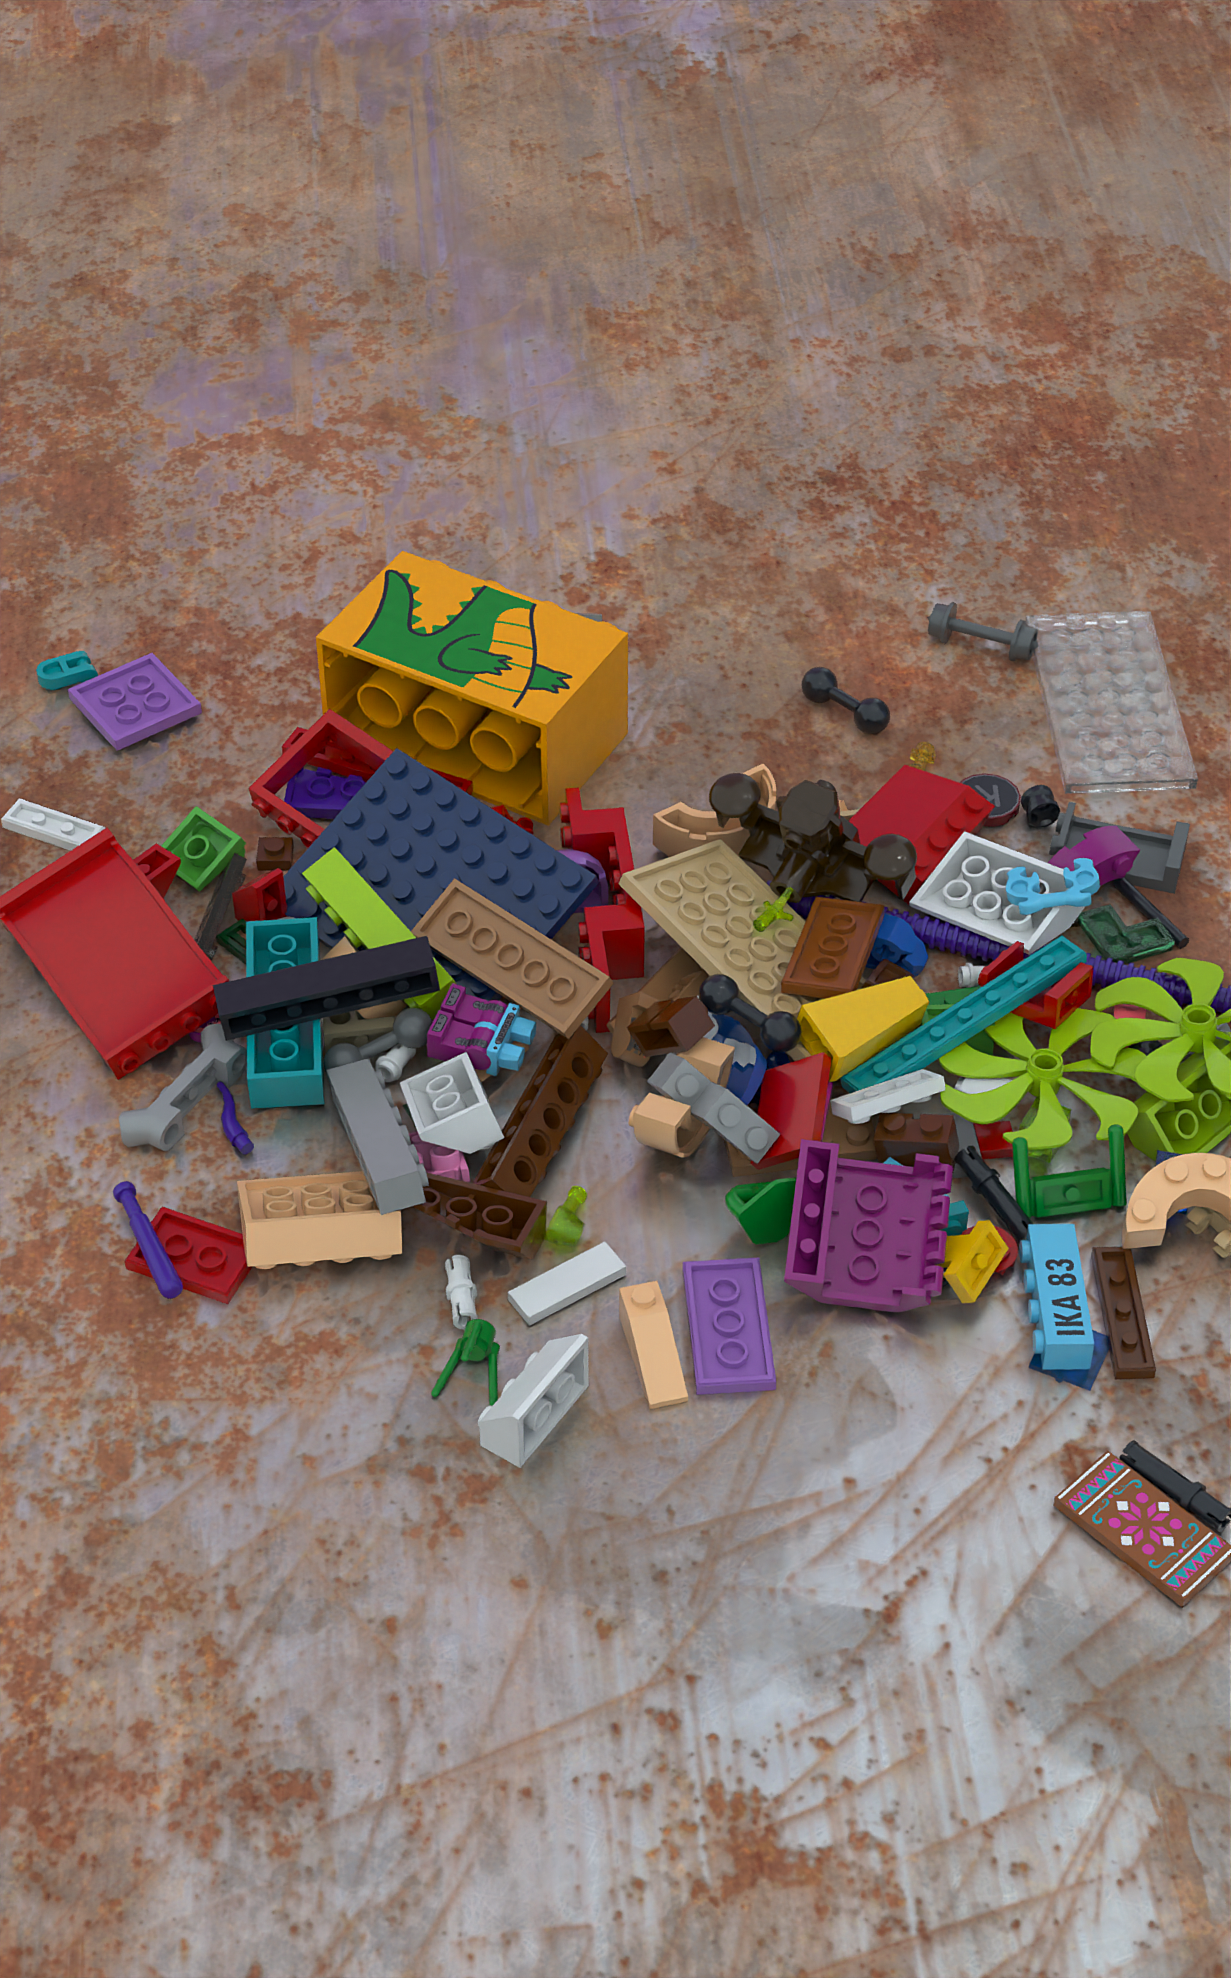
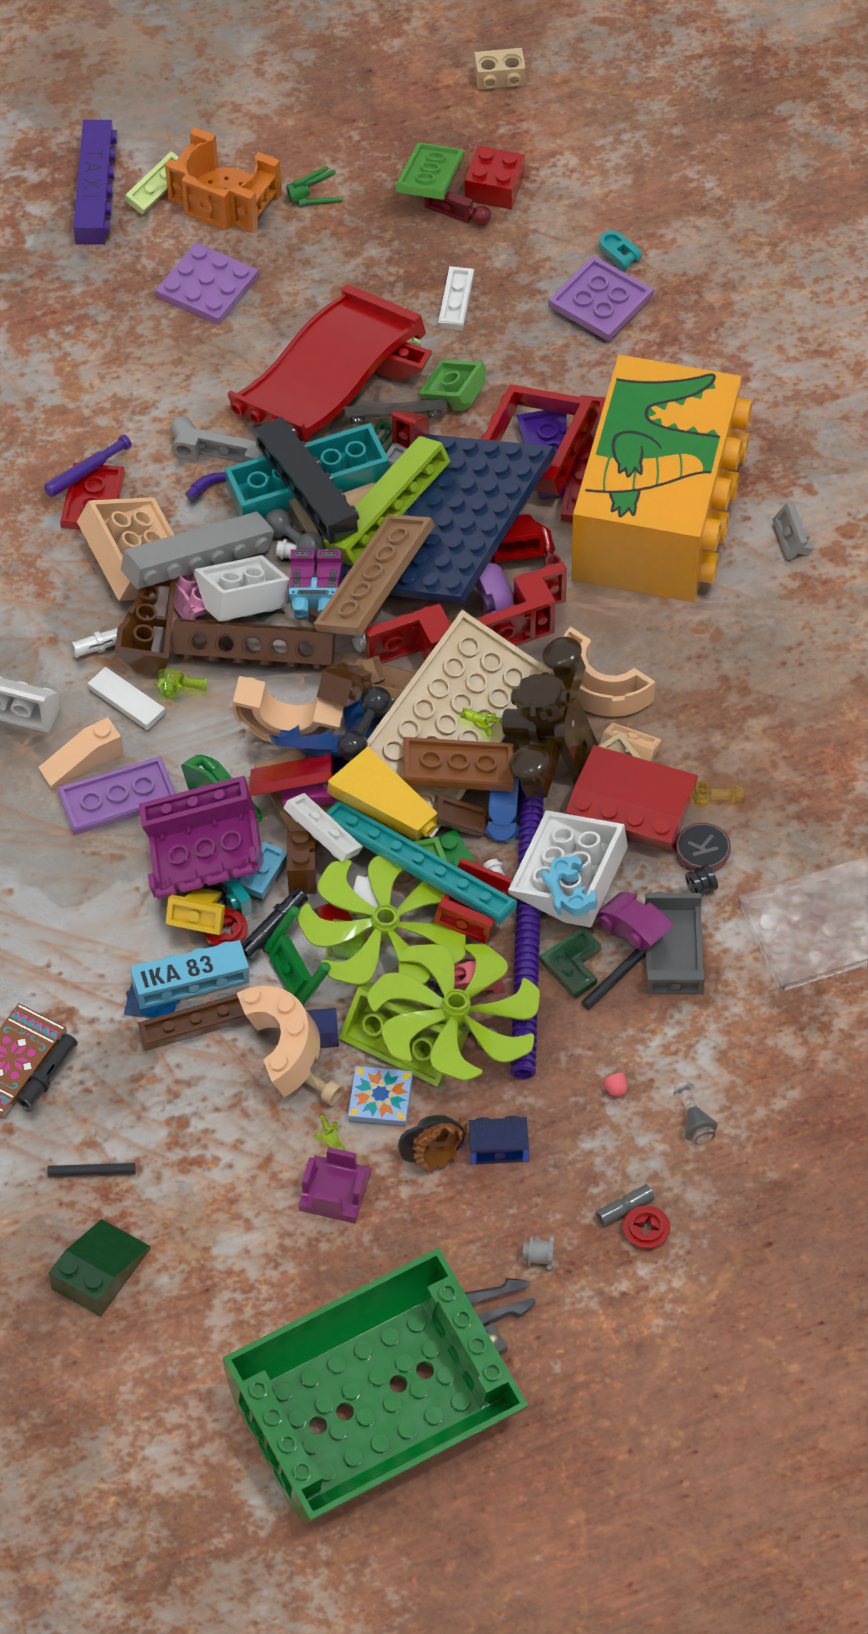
camera: 75 degrees right, 10 degrees up
(274, 853) = (474, 425): reddish brown plate -> none
(474, 1345) = (58, 660): green plant -> none
(714, 1107) = (263, 730): light grey arch -> none
(869, 715) = (765, 747): black piece -> none

